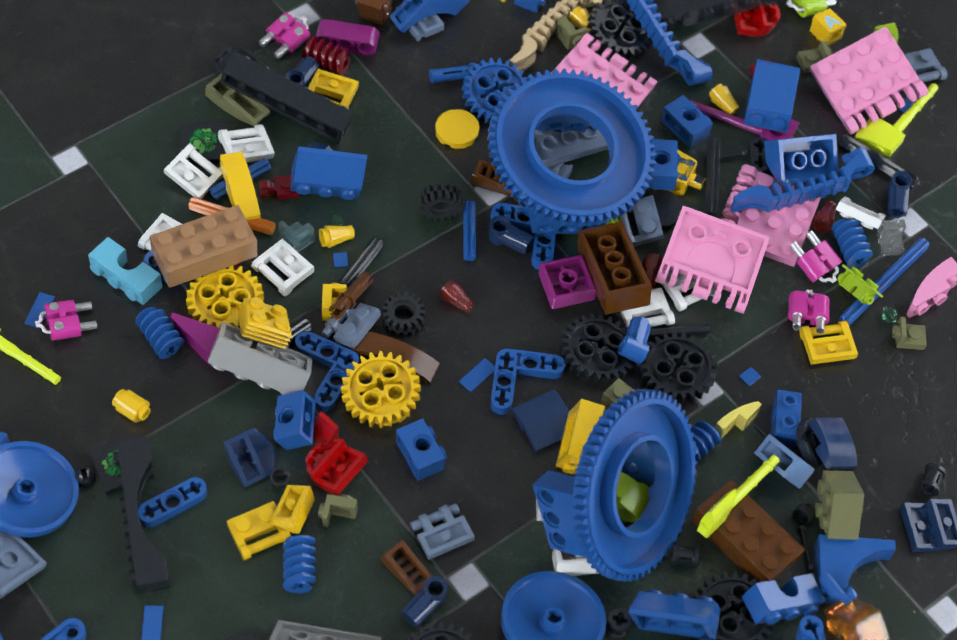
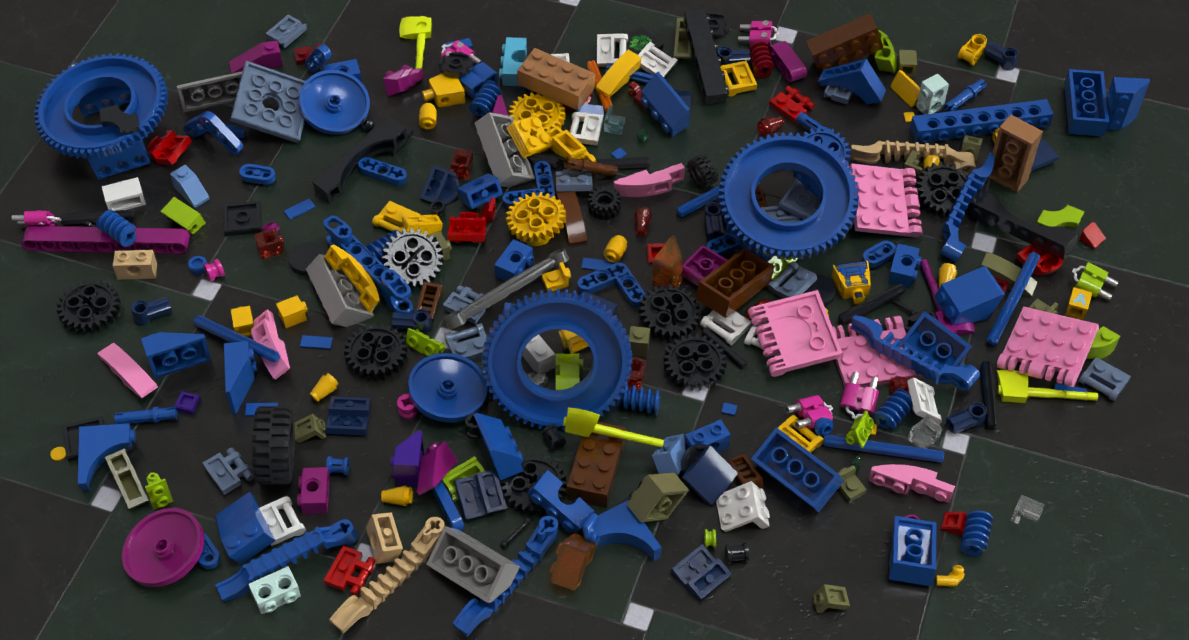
camera: 60 degrees right, 5 degrees down
(53, 401) = (402, 80): none -> magenta connector
(87, 328) = (455, 64): none -> black tile
(106, 363) = (444, 91): none -> yellow torso
(119, 323) = (474, 80): none -> blue brick
(231, 406) = (462, 163): none -> clear red brick
(264, 242) = (592, 109): none -> window
(267, 603) = (387, 281): none -> blue piece
(300, 296) = (564, 143): none -> yellow slope
(329, 618) = (356, 273): none -> yellow slope
(334, 235) = (631, 139): yellow cone -> none
(341, 546) = (399, 247): none -> gear
(405, 77) = (787, 107): none -> red plate
(412, 258) = (646, 184): none -> bright pink slope
(419, 108) = (768, 125): none -> clear red cone
(458, 480) = (459, 317): none -> dark grey piece
(472, 423) = (556, 279): none -> yellow bracket
(474, 605) = (422, 343): none -> lime hinge
(477, 344) = (615, 249): none -> yellow brick
(504, 565) = (470, 348): none -> sand blue plate
(506, 311) = (653, 250): none -> red slope
(545, 308) = (668, 265): none -> clear orange slope
(634, 344) = (685, 324): blue piece -> none
(660, 130) = (876, 255): none -> blue plate
(666, 165) = (841, 262): blue brick -> none
(739, 417) = (690, 416): light yellow slope -> none
(746, 54) = (1007, 272): none -> olive slope
(786, 59) = (1013, 299): none -> blue axle
(835, 311) = (823, 426): none -> blue plate
(842, 404) = (751, 471): none -> reddish brown slope
(877, 364) = (797, 469): none -> blue brick
(882, 442) = (743, 506): none -> white bracket
(901, 491) = (710, 538): none -> lime bush

